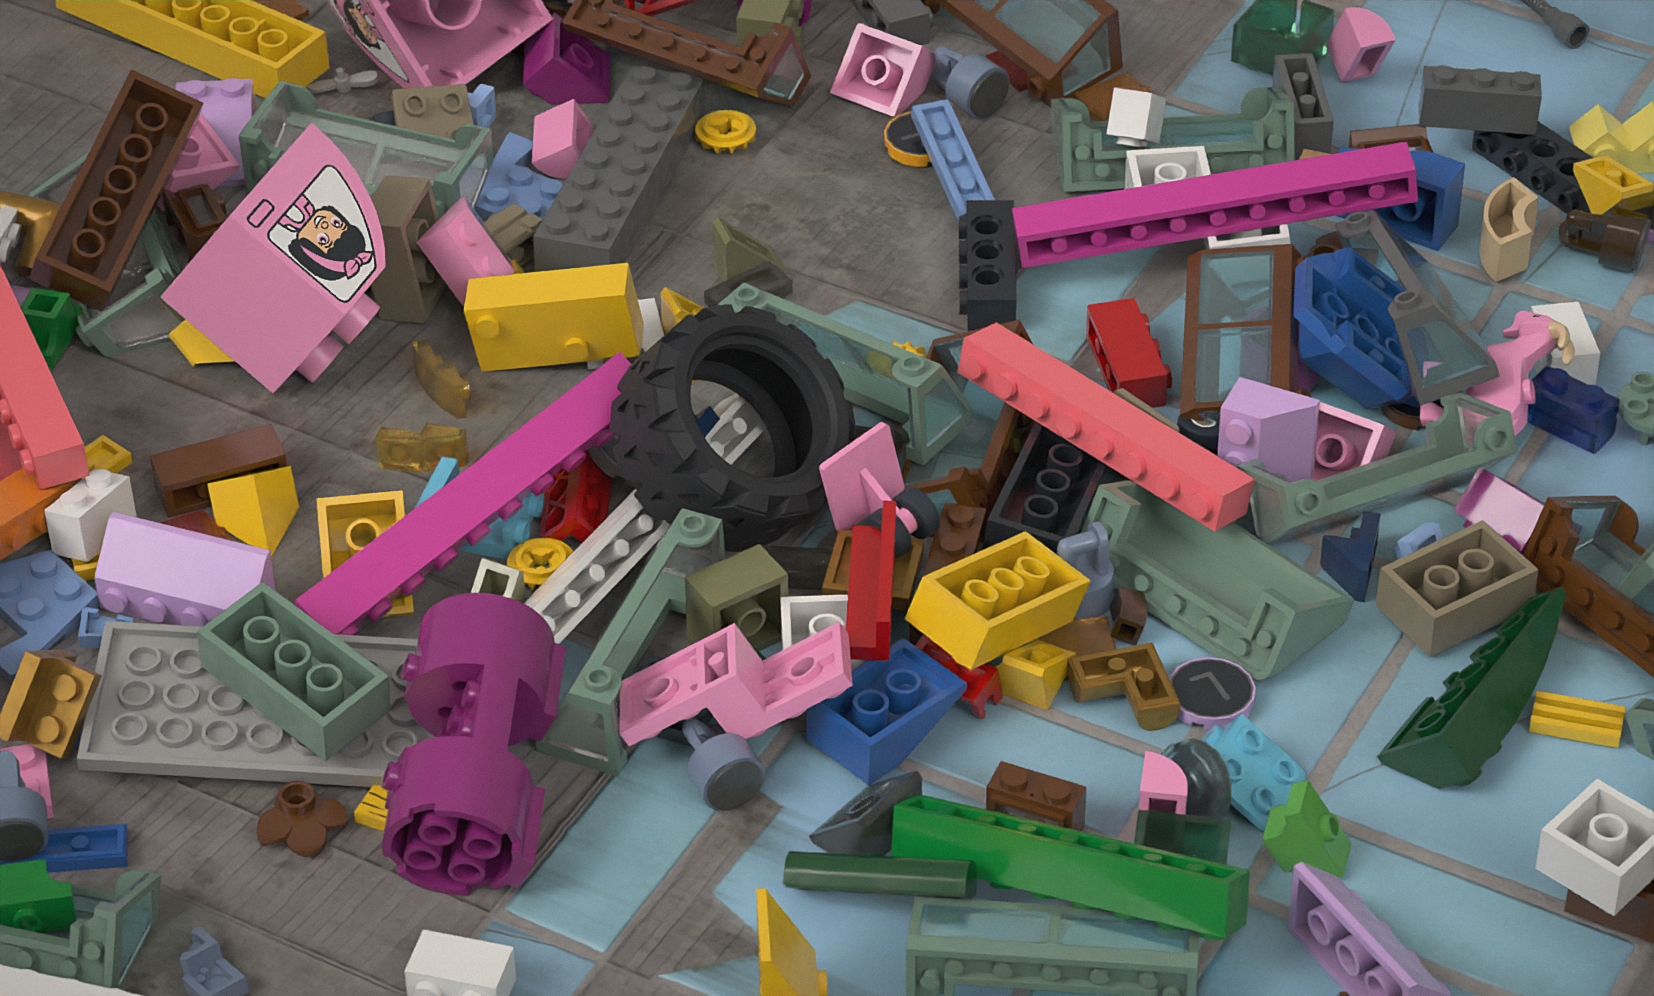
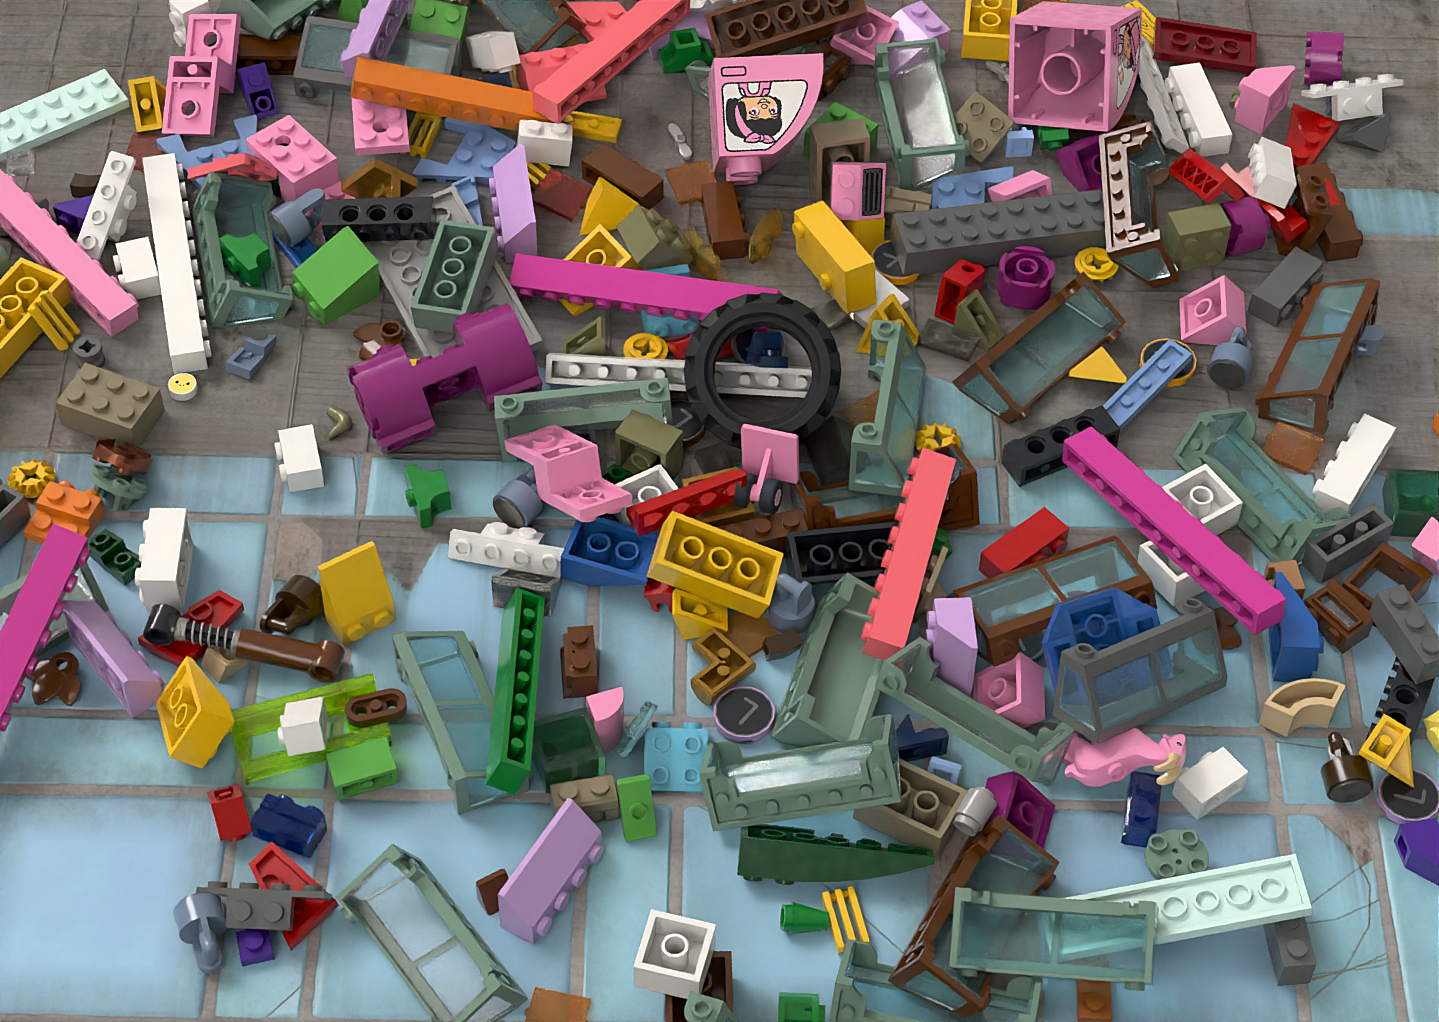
camera: 60 degrees right, 10 degrees up
(106, 716) = (381, 218): none -> black brick
(162, 805) = (337, 277): none -> bright green slope
(193, 398) = (680, 141): none -> light grey piece
(285, 410) = (687, 180): none -> clear orange piece
(366, 400) = (724, 220): none -> reddish brown brick
(375, 465) = (654, 239): none -> olive brick
(410, 911) = (343, 421): none -> olive animal
(501, 79) = (1052, 137): none -> green bracket
(628, 863) = (427, 493): none -> green brick
(687, 235) = (957, 284): none -> red torso
(710, 185) = (1025, 278): none -> magenta brick
(787, 814) = (506, 548): none -> white bracket
(823, 223) = (1041, 350): none -> clear light blue windscreen
(880, 874) = (472, 609): dark green brick -> none
(891, 186) = (1098, 367): none -> yellow slope
(1136, 117) = (1248, 455): white brick -> none
(1189, 61) = (1354, 464): none -> white brick
(1270, 882) = (593, 795): none -> dark tan brick
(1377, 647) = (802, 779): none -> sand green windscreen
(1382, 85) = (1388, 561): none -> reddish brown window
(1517, 524) = (974, 811): none -> light grey brick
(1559, 754) = (802, 919): none -> green cone

